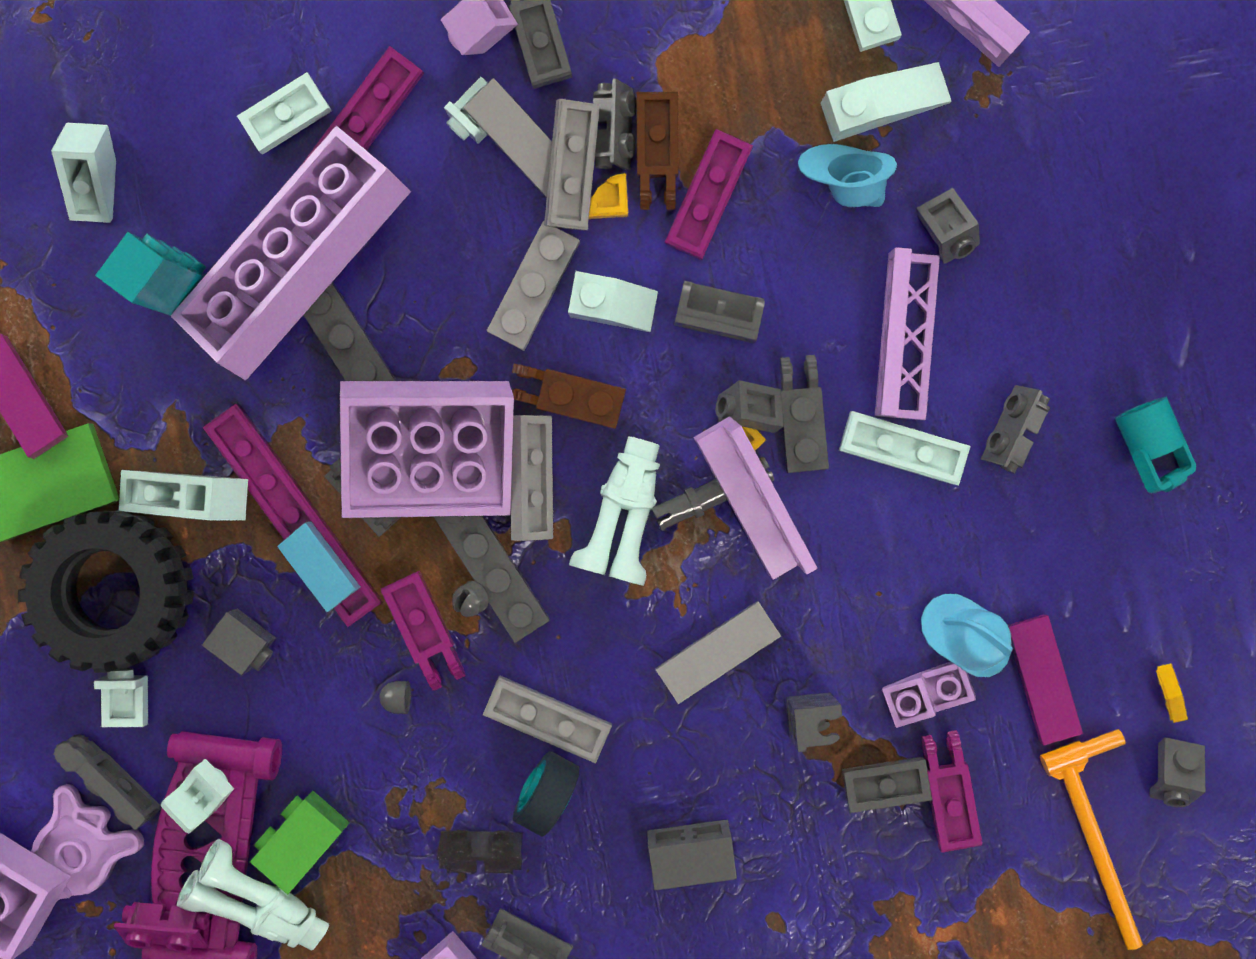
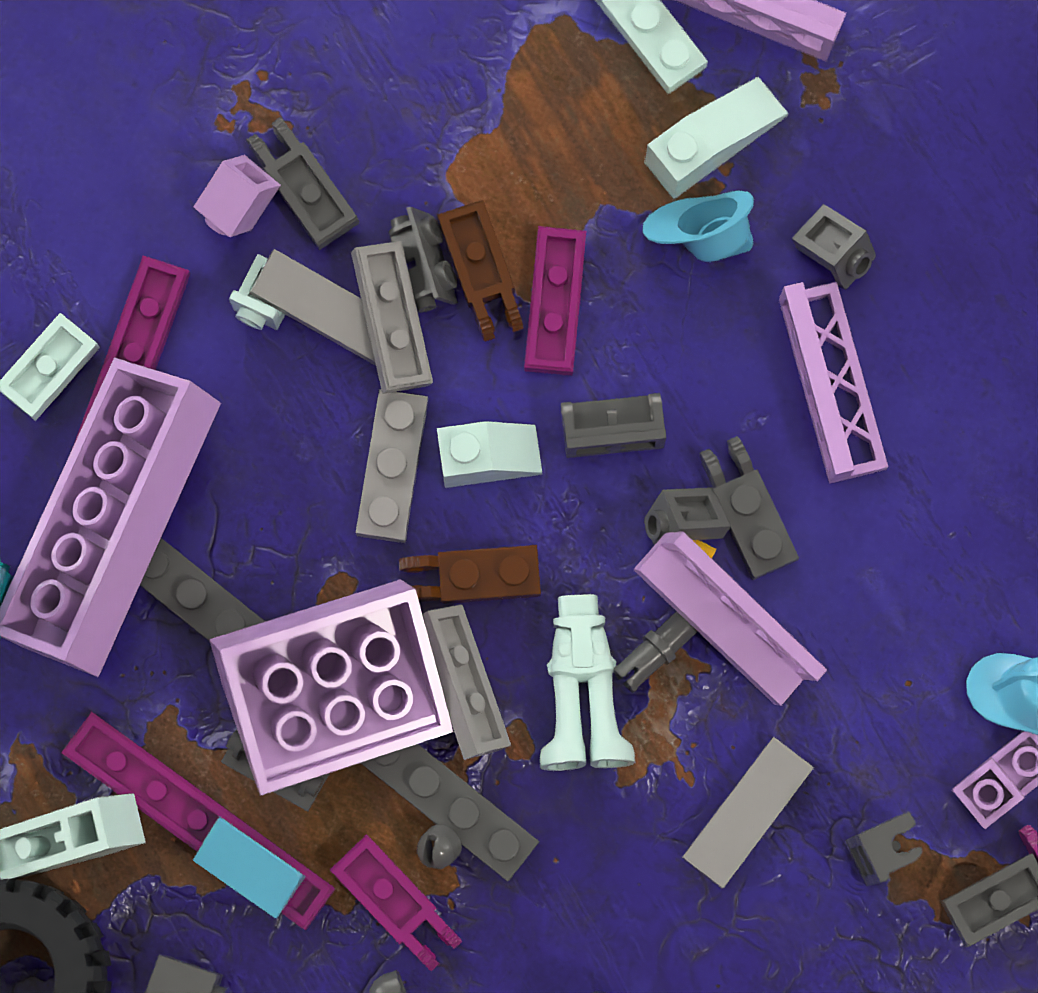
camera: 20 degrees left, 10 degrees down
(547, 719) = (576, 960): light grey tile -> none
(610, 199) = (447, 341): yellow tile -> none
(904, 448) = (876, 507): light aqua tile -> none
(1006, 444) = (992, 421): dark grey hinge -> none

